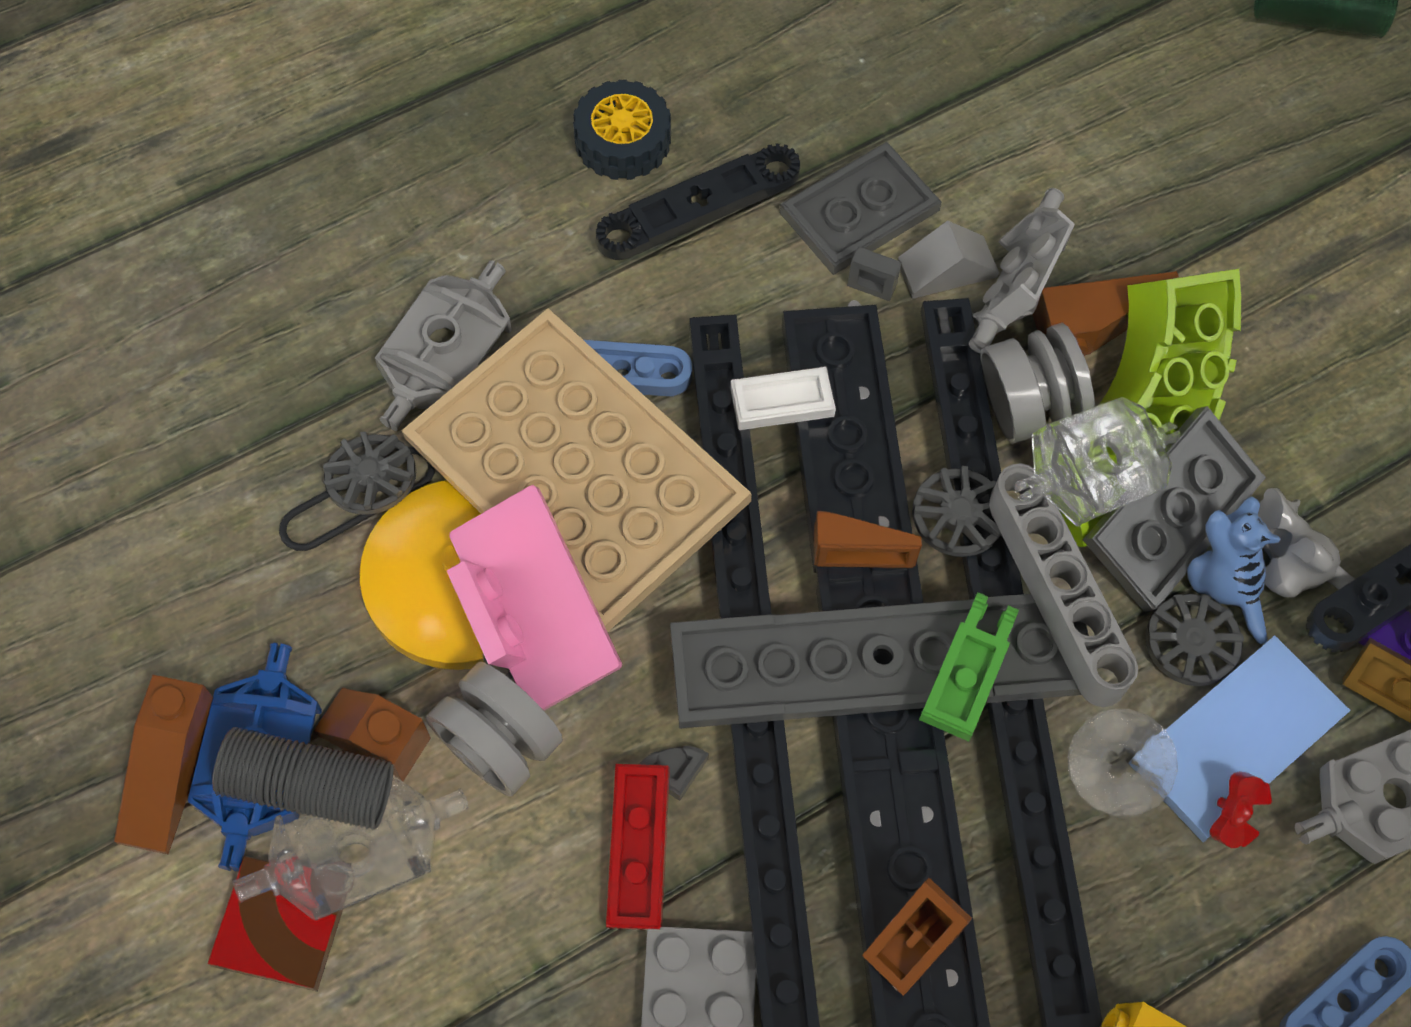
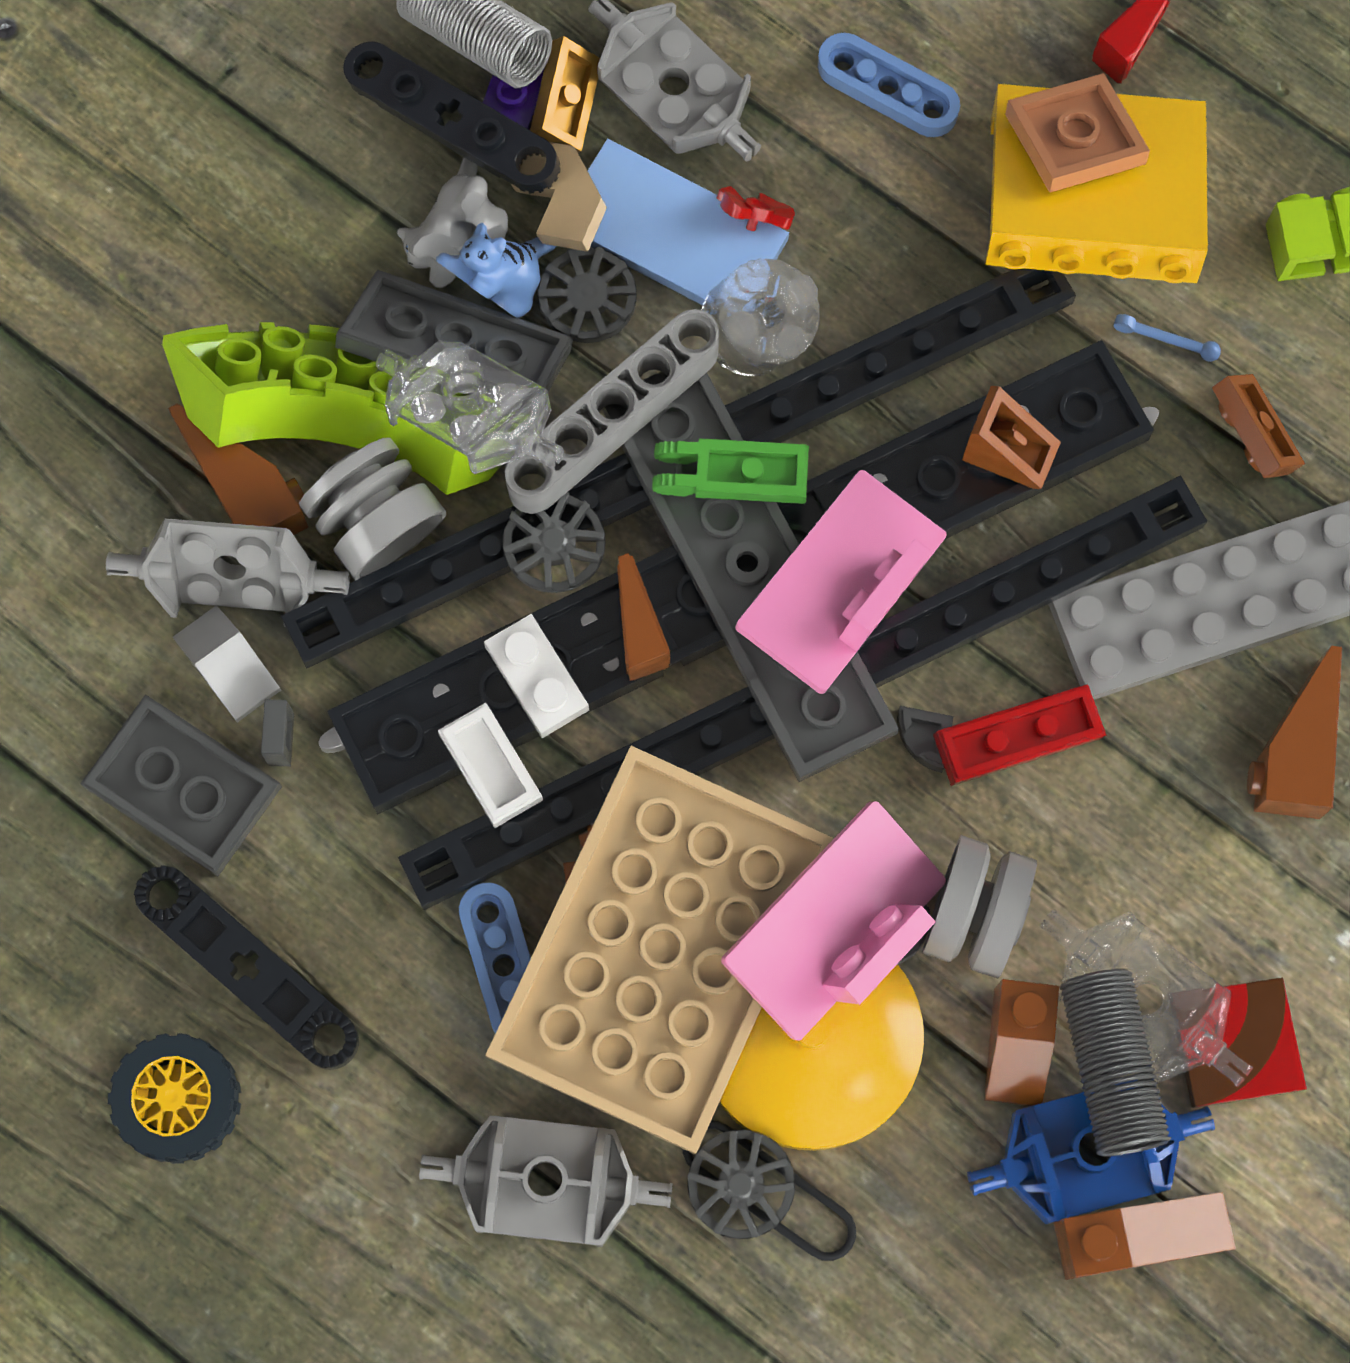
camera: 110 degrees left, 10 degrees up
(834, 723) = (840, 581): none -> bright pink bracket
(845, 457) = (536, 676): none -> white plate
(1288, 652) = (574, 203): none -> tan tile

